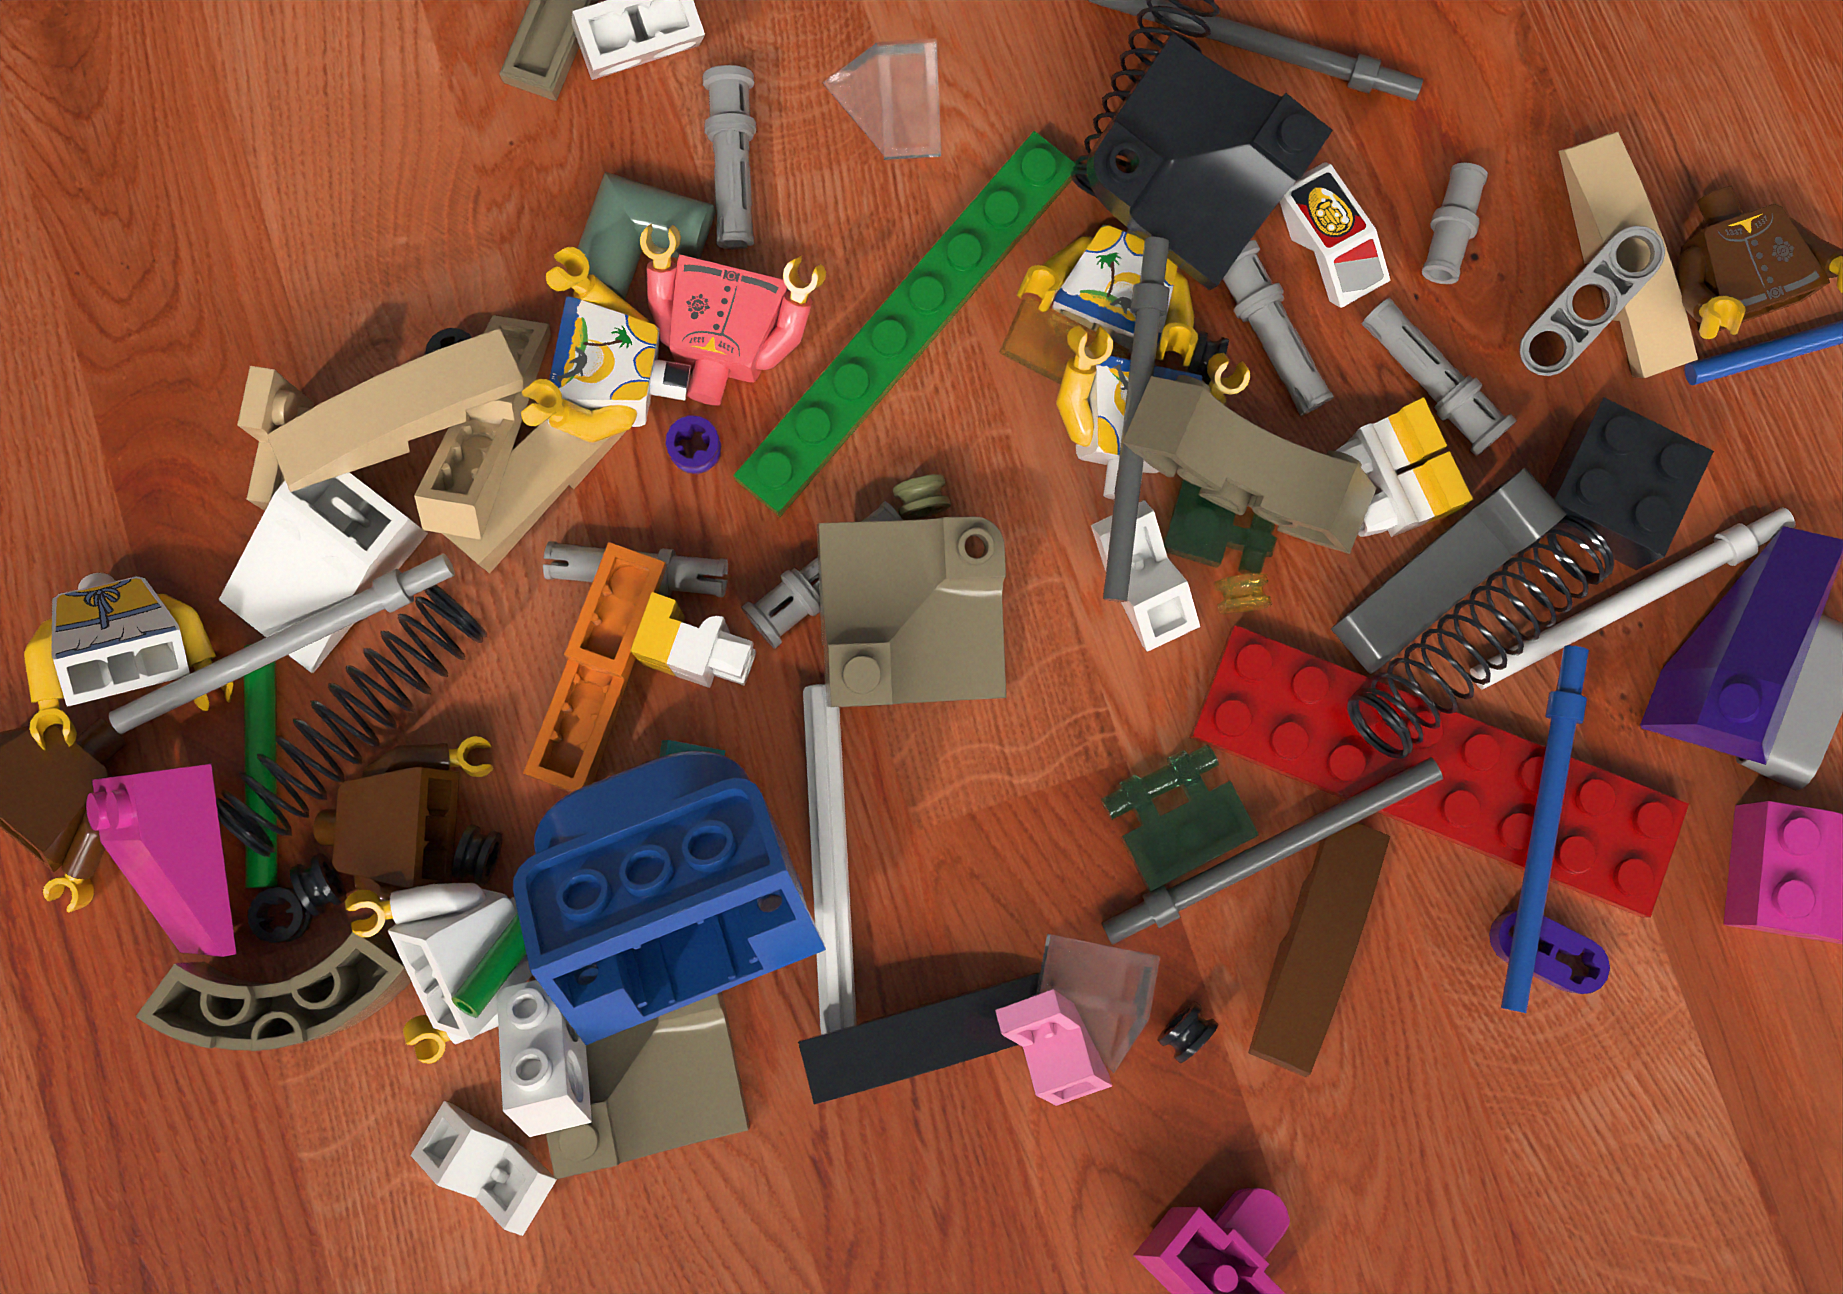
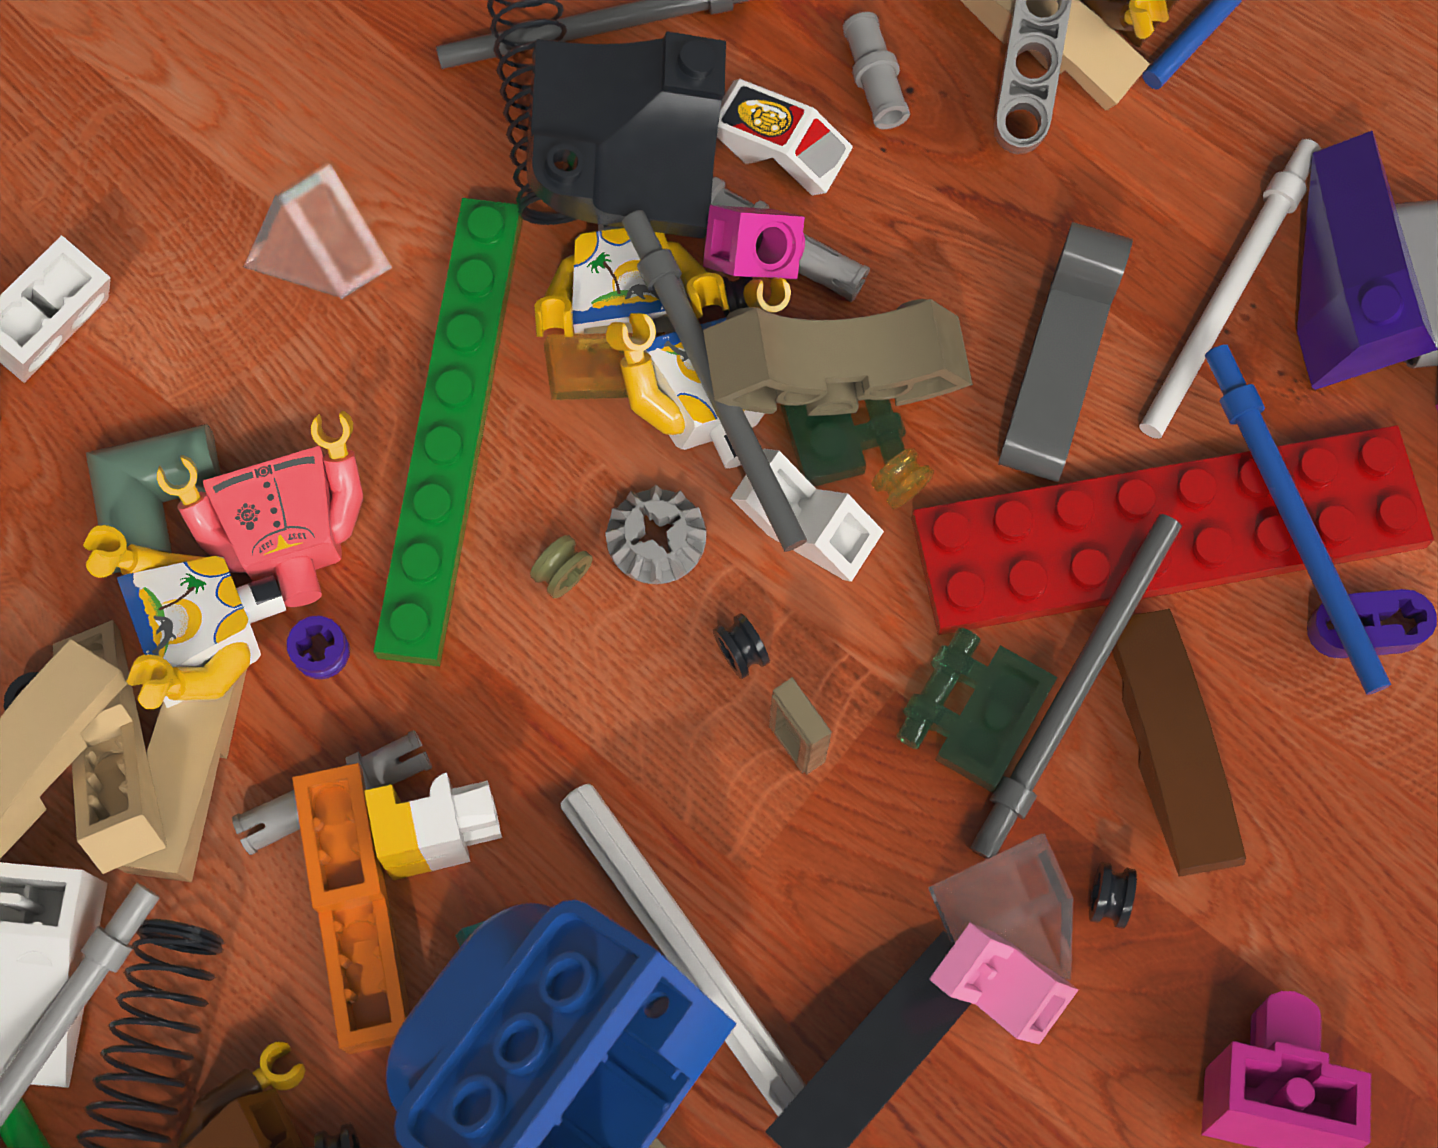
camera: 30 degrees left, 10 degrees down
(730, 131) = (184, 351): light grey pin -> none
(798, 589) = (511, 719): light grey pin -> none
(911, 611) = (616, 670): dark tan slope -> none
(1023, 651) = (741, 645): none -> black bush
(1023, 747) = (799, 727): none -> dark tan tile
(1036, 497) = (646, 560): none -> light grey gear
(1232, 305) = (733, 239): none -> dark pink brick
(1390, 716) = (1157, 293): black piece -> none
(1418, 494) = (986, 297): hips -> none
(1455, 395) = (972, 207): light grey pin -> none
(1626, 481) = (1163, 192): black brick -> none

